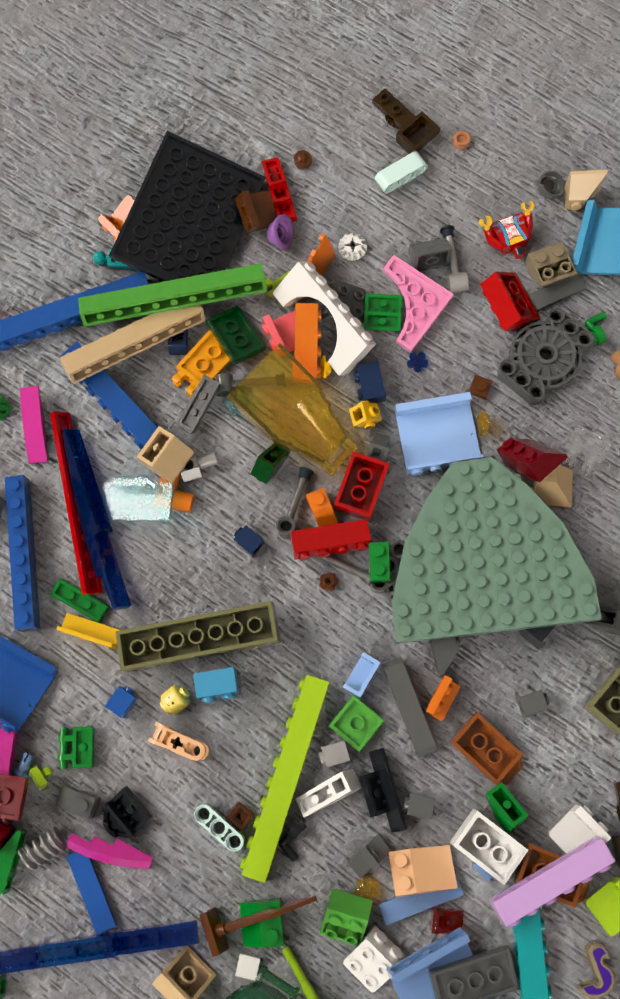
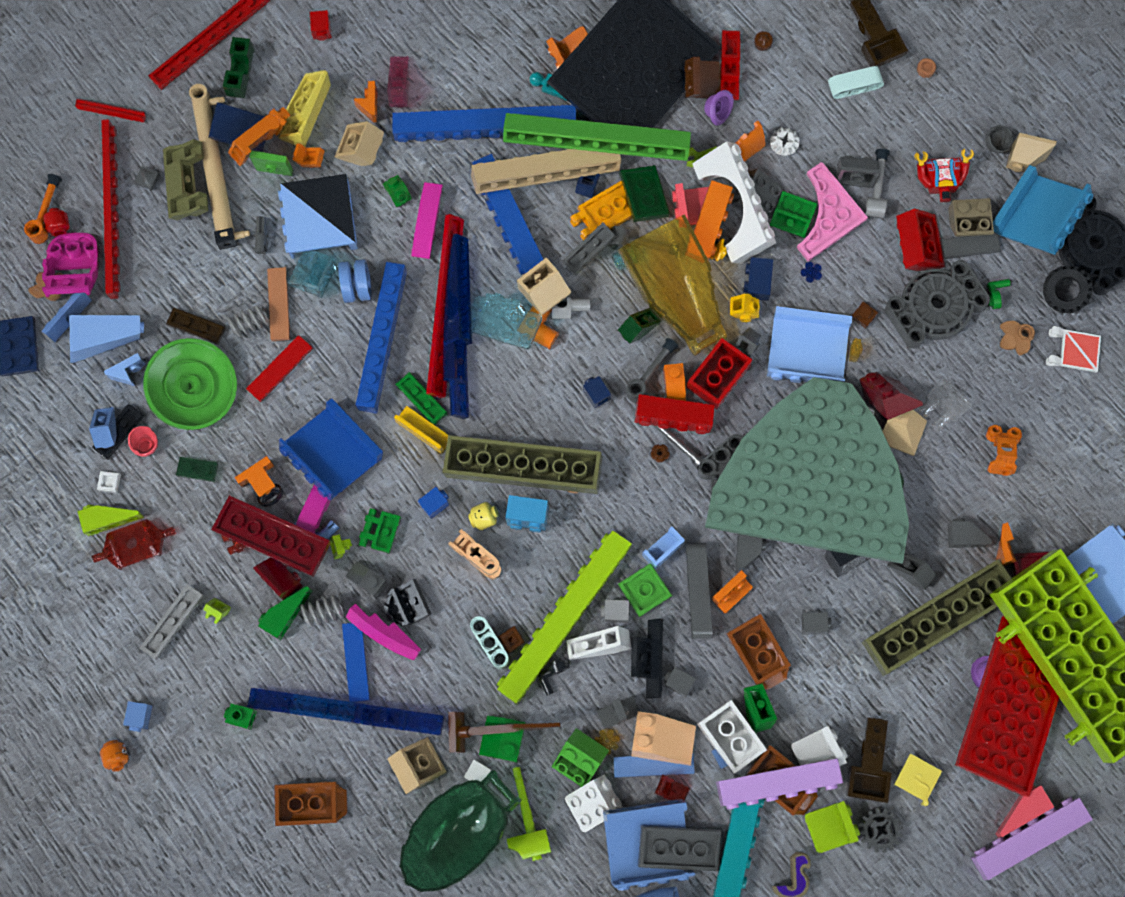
camera: 15 degrees right, 0 degrees up
(380, 562) = (714, 448): green plate -> none

